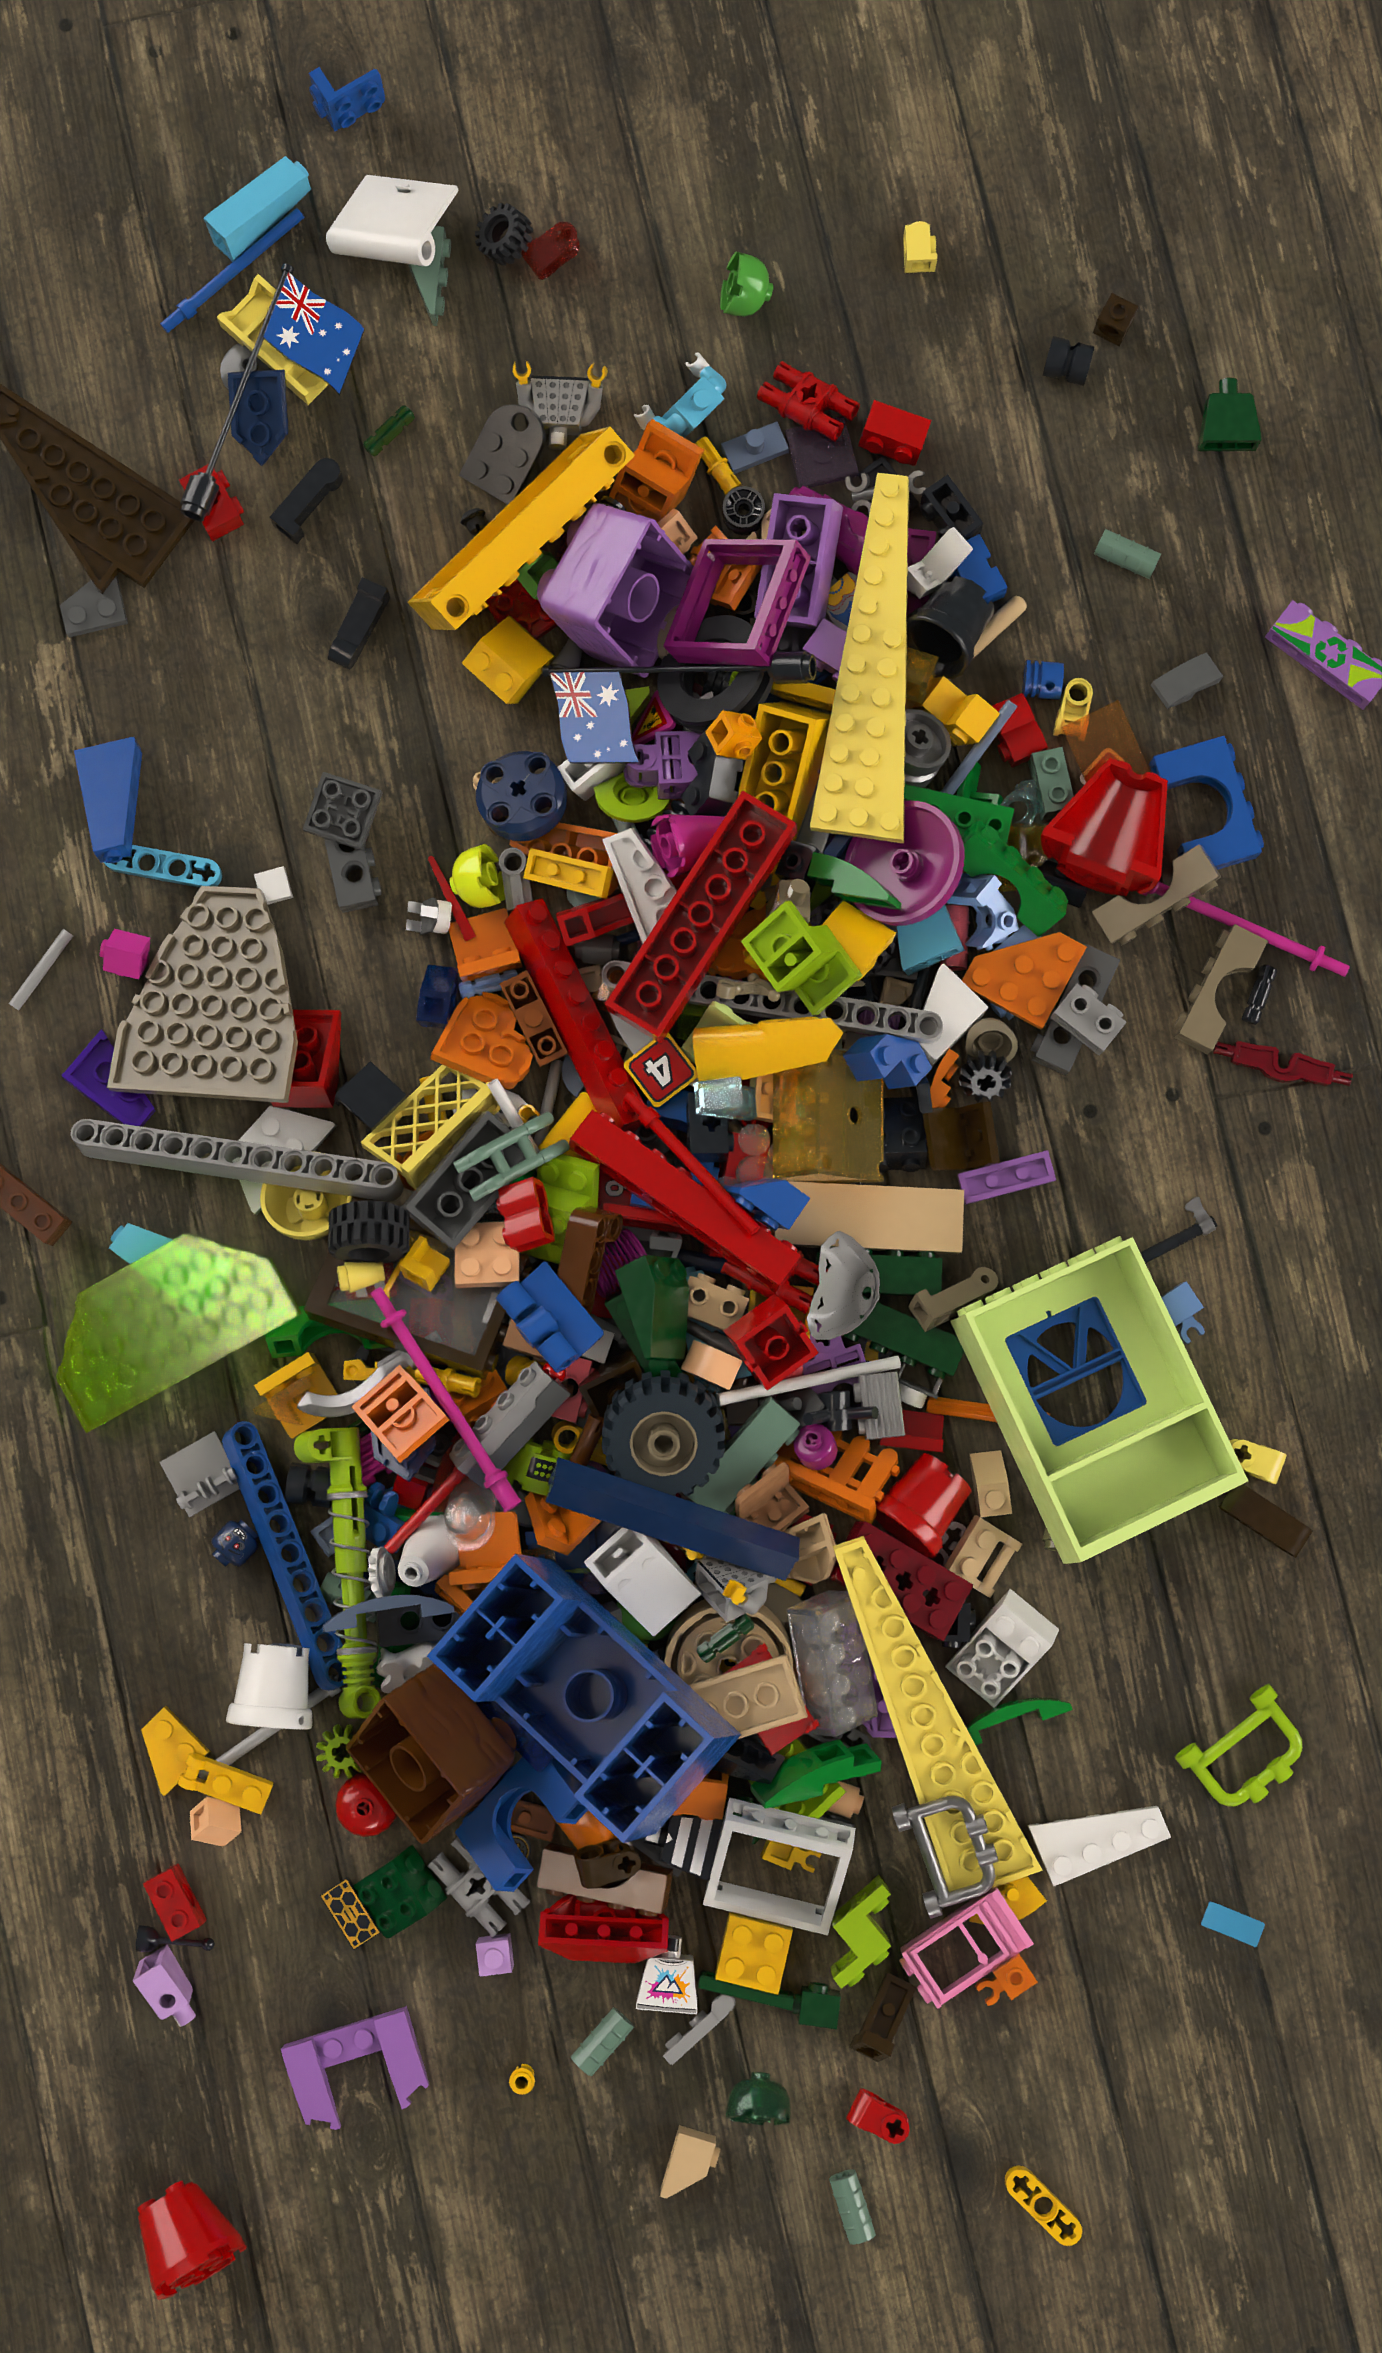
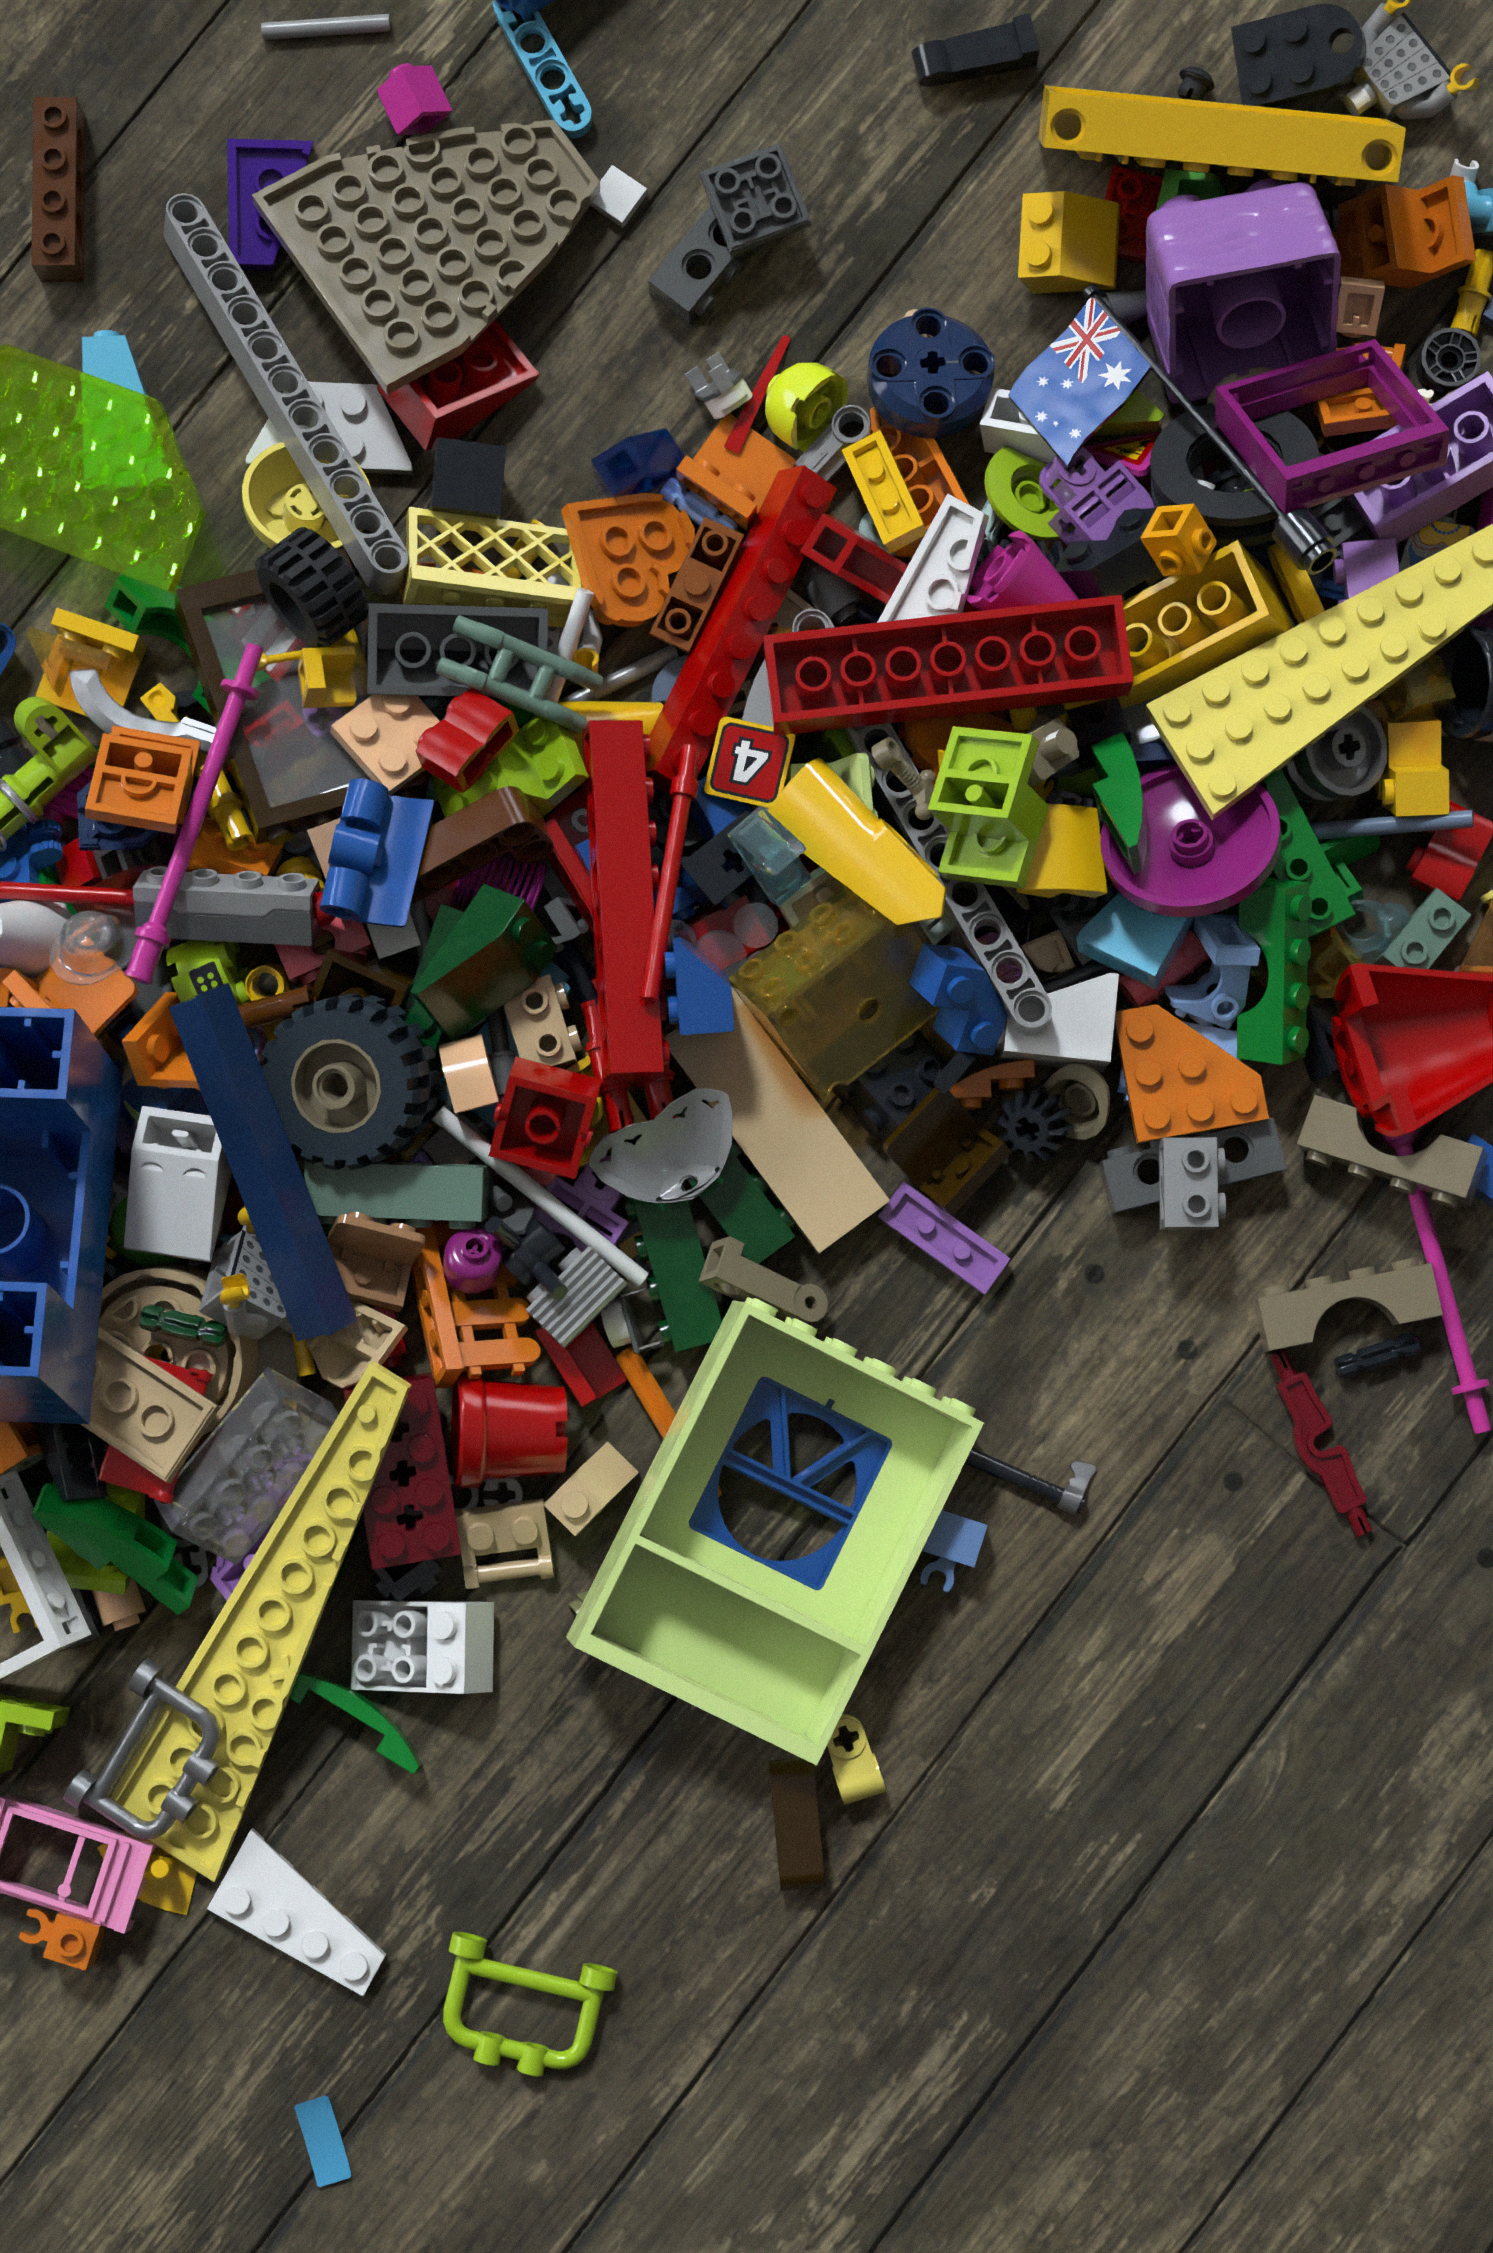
camera: 50 degrees right, 0 degrees up
(359, 1275) = (259, 618): light yellow cone -> none

